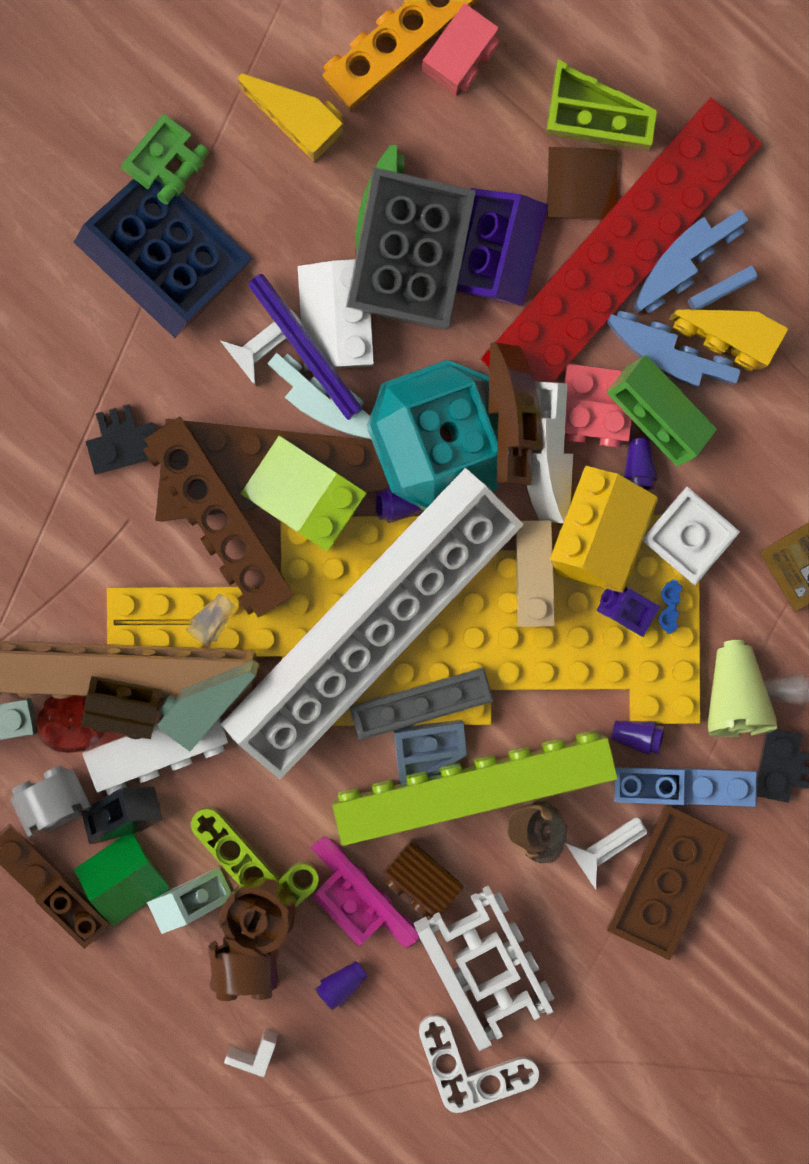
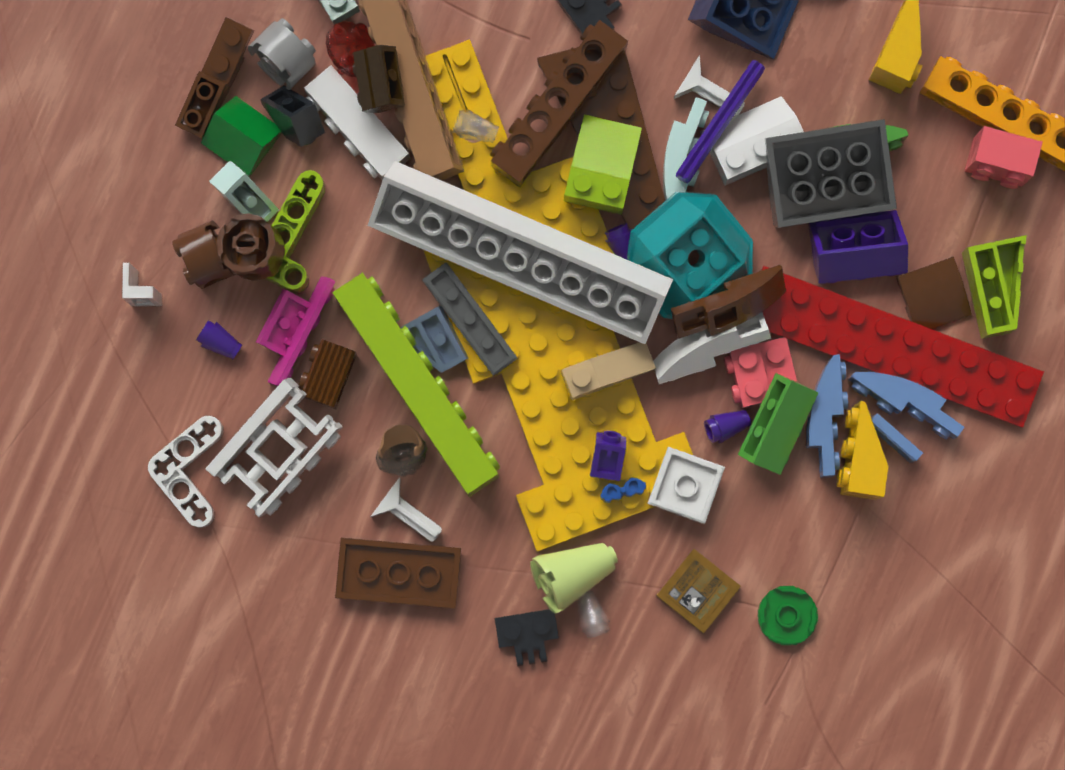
camera: 65 degrees right, 5 degrees down
(202, 704) = (401, 138): sand green slope -> none
(603, 530) = (664, 410): yellow slope -> none
(639, 735) = (508, 506): dark purple cone -> none
(686, 786) = (481, 558): medium blue slope -> none

